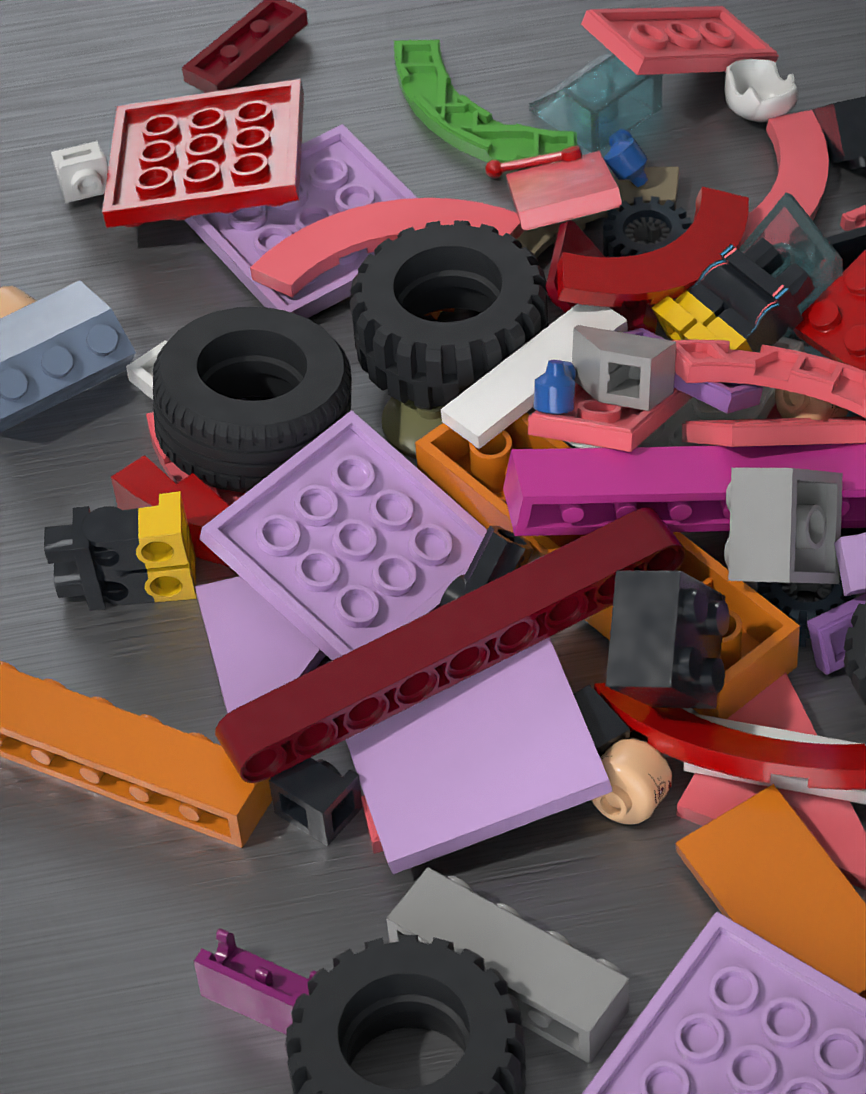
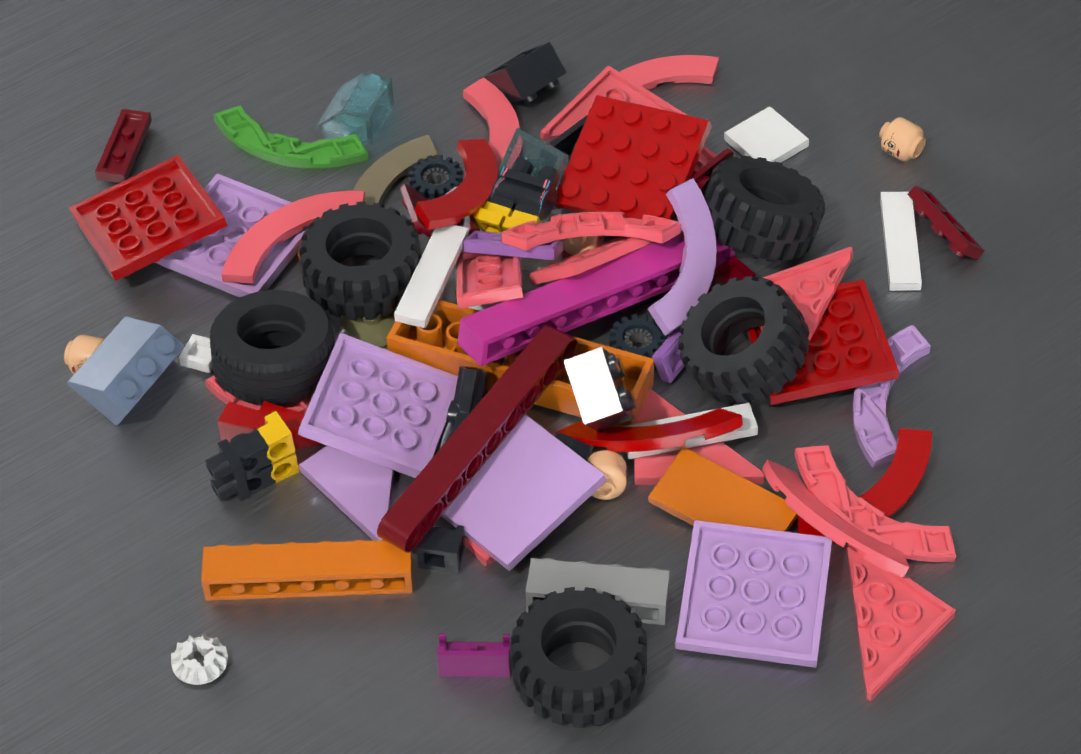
camera: 30 degrees left, 0 degrees up
(81, 171) = (72, 253): white bracket -> none
(495, 168) = (320, 170): red hinge -> none
(555, 388) = (462, 277): blue piece -> none
(563, 191) = (380, 168): coral tile -> none
(623, 367) = (485, 254): light grey slope -> none
(626, 158) = (398, 138): blue piece -> none
(676, 38) = (390, 60): coral tile -> none
(758, 91) = (449, 77): white hair -> none
(783, 525) = (620, 309): light grey slope -> none

